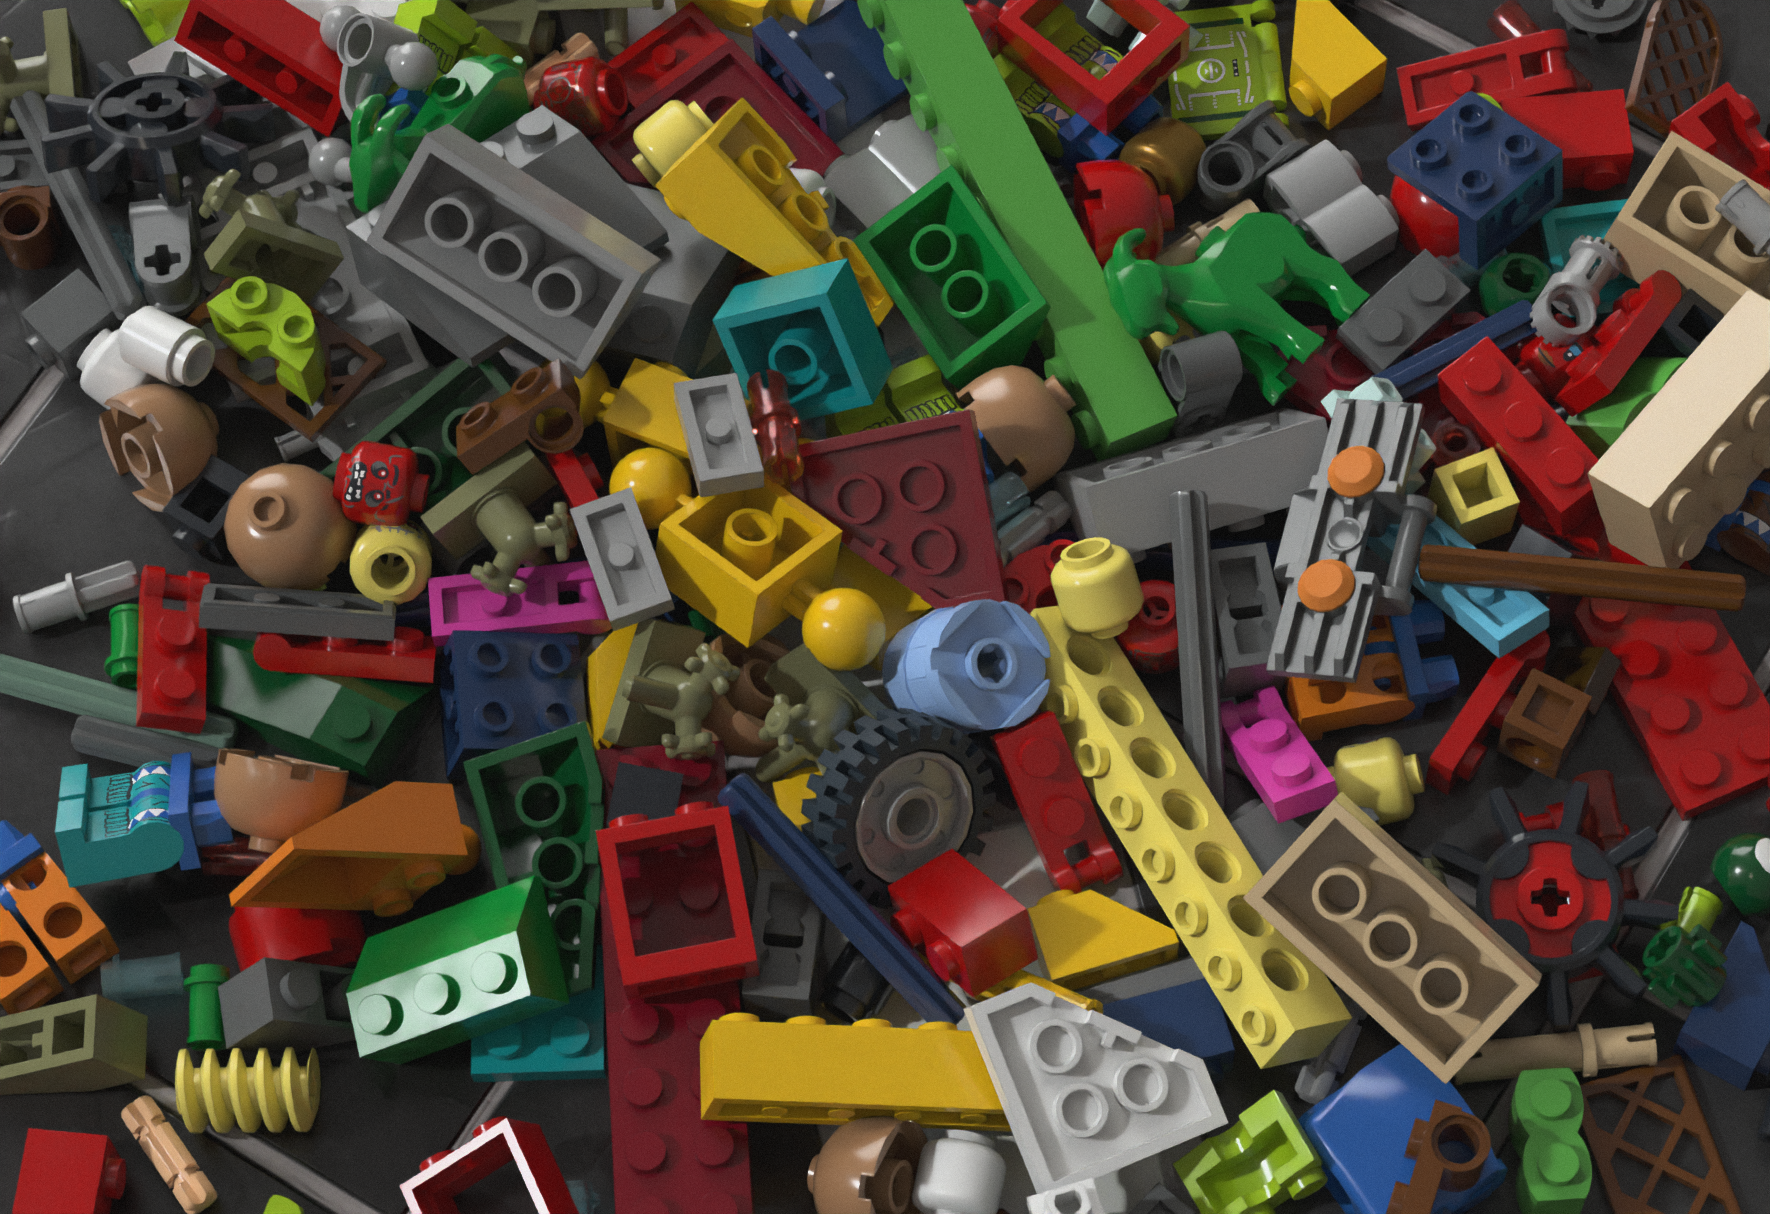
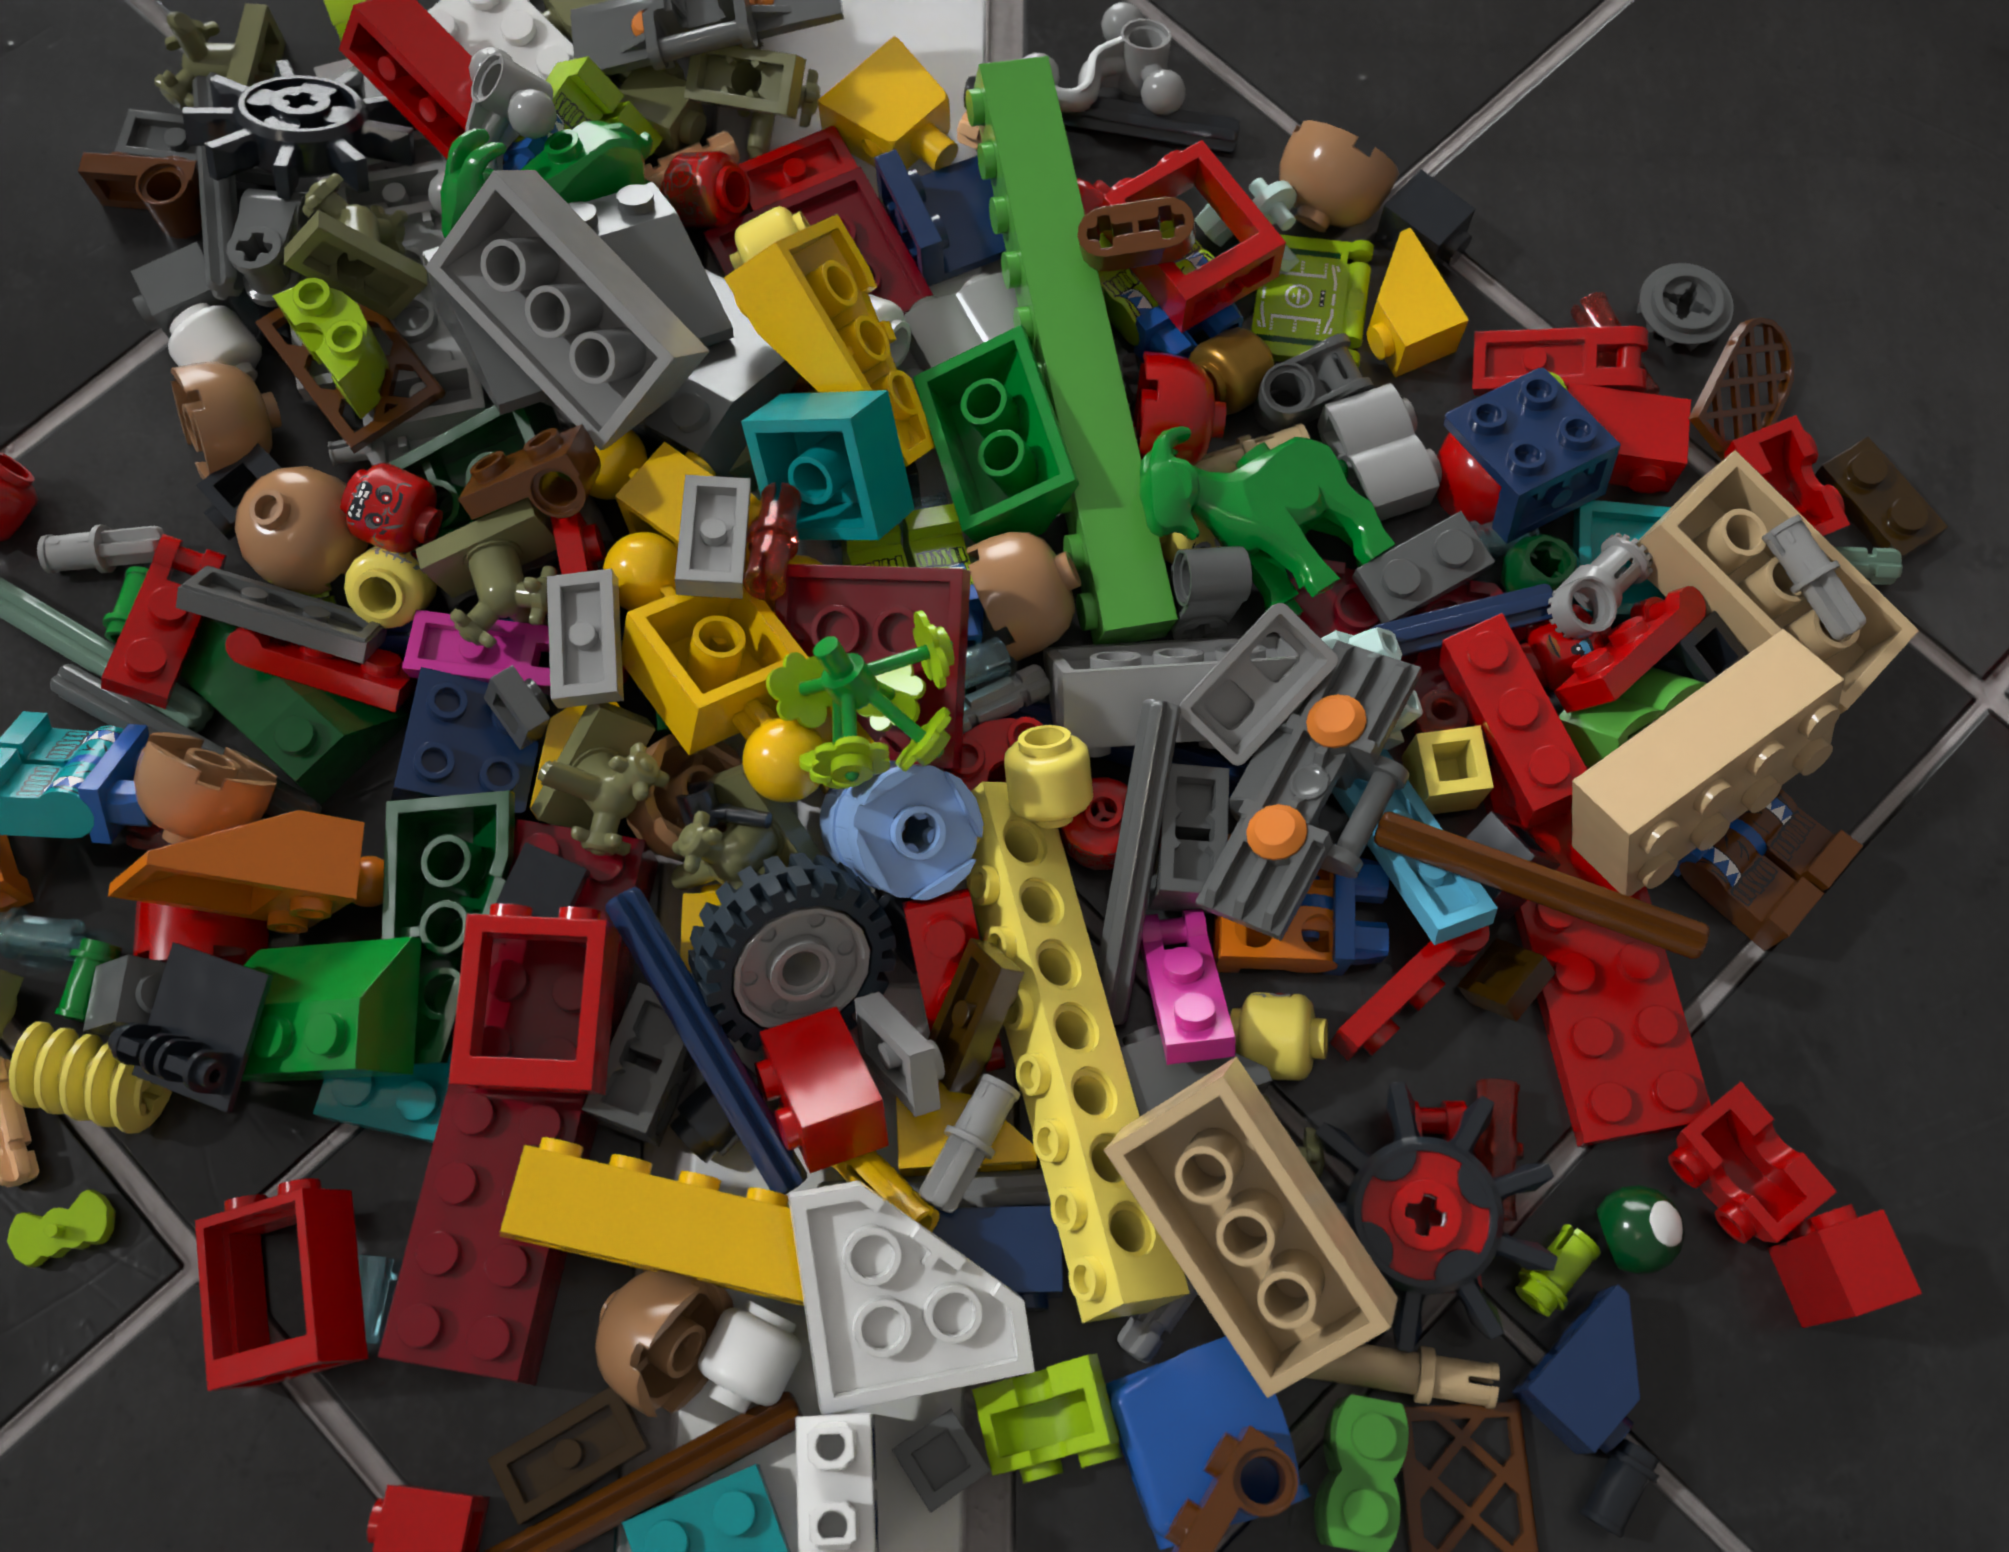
camera: 10 degrees right, 5 degrees up
(165, 347) = (238, 331): white brick -> none
(359, 1001) = (197, 1027): none -> black hinge
(562, 644) = (518, 706): none -> dark grey plate
(774, 682) = (704, 798): none -> black hand
(921, 547) = (877, 690): none -> lime plant
(1027, 871) = (899, 1053): none -> light grey plate
(1042, 51) = (1136, 234): none -> reddish brown beam
(1084, 822) = (974, 1013): none -> dark brown plate
(1113, 936) = (968, 1143): none -> light grey axle
(1288, 468) = (1270, 699): none -> light grey piece
(1543, 723) = (1463, 1019): reddish brown brick -> none
(1684, 966) = (1549, 1324): dark green gear -> none

